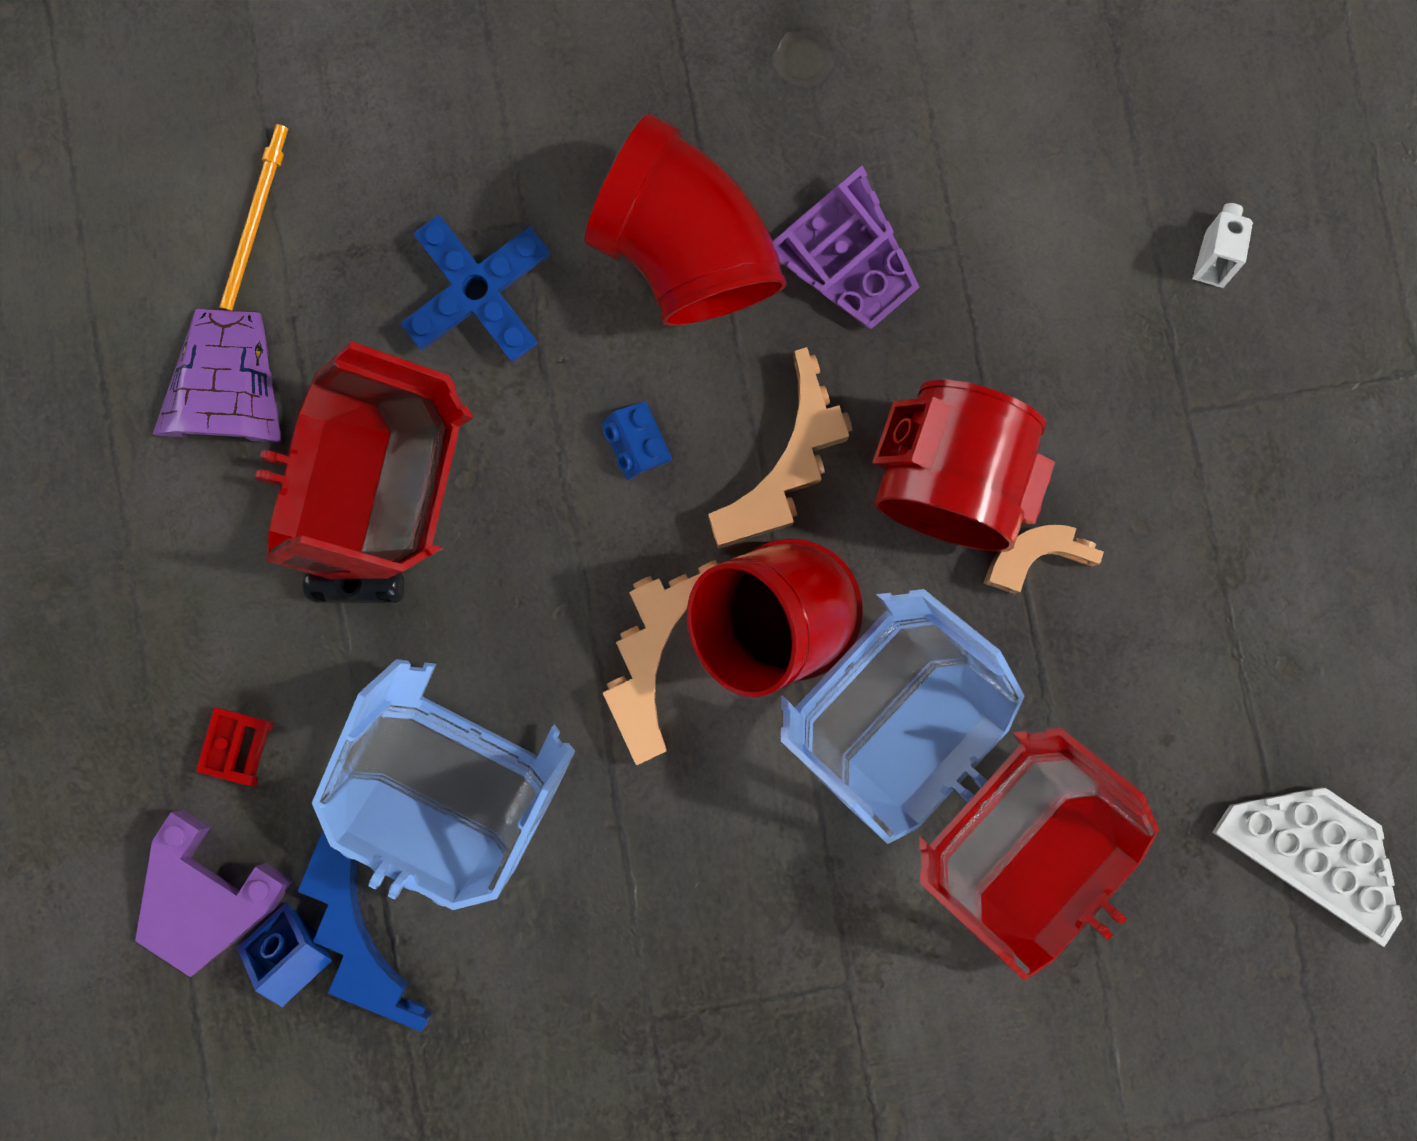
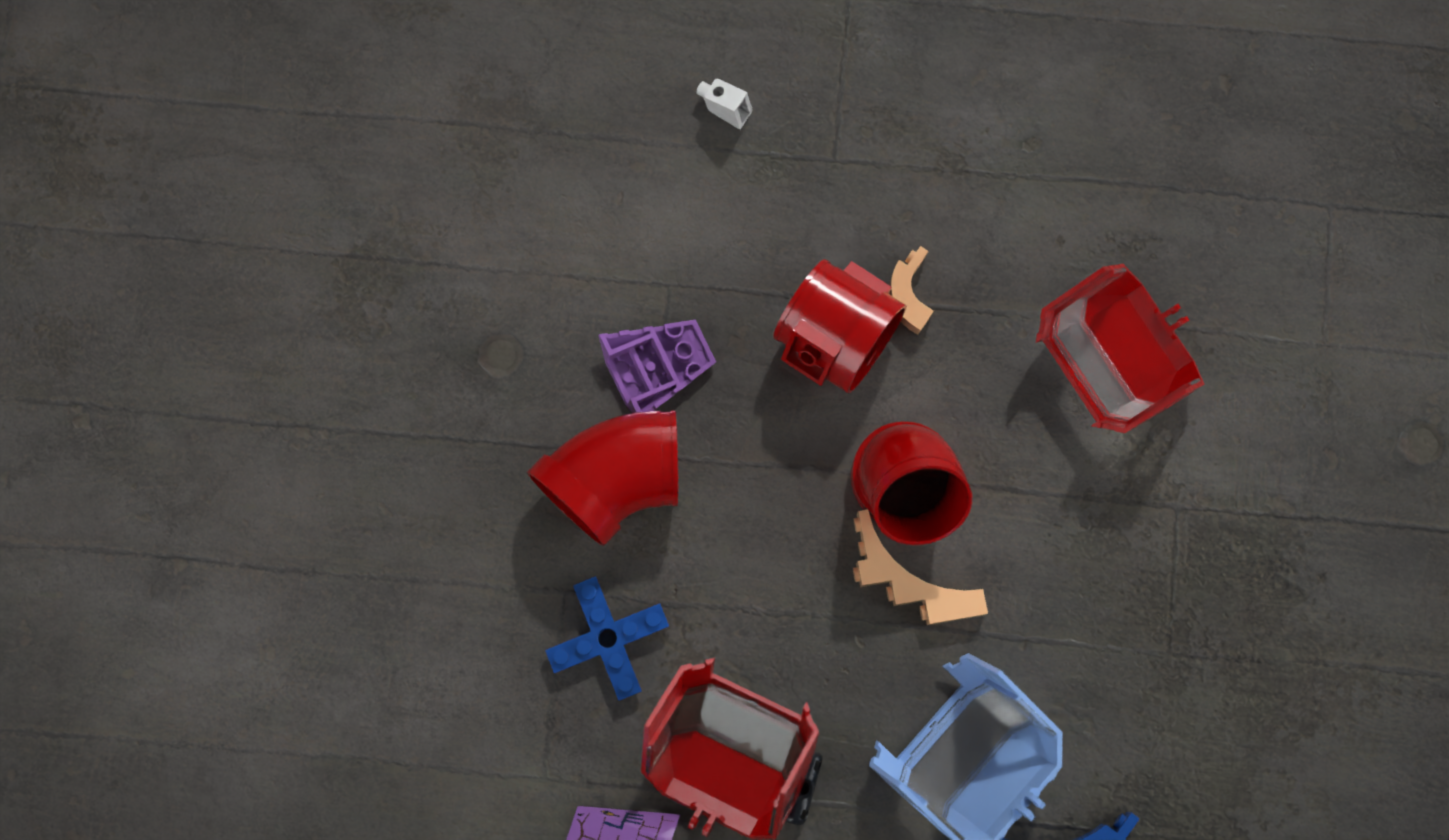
camera: 75 degrees left, 5 degrees down
(272, 159) = (463, 766): light orange bar -> none
(635, 440) = (750, 552): blue bracket -> none
(815, 428) = (802, 441): light nougat arch -> none
(905, 714) = (1001, 414): light blue windscreen -> none
(1321, 851) = (1162, 160): white plate -> none

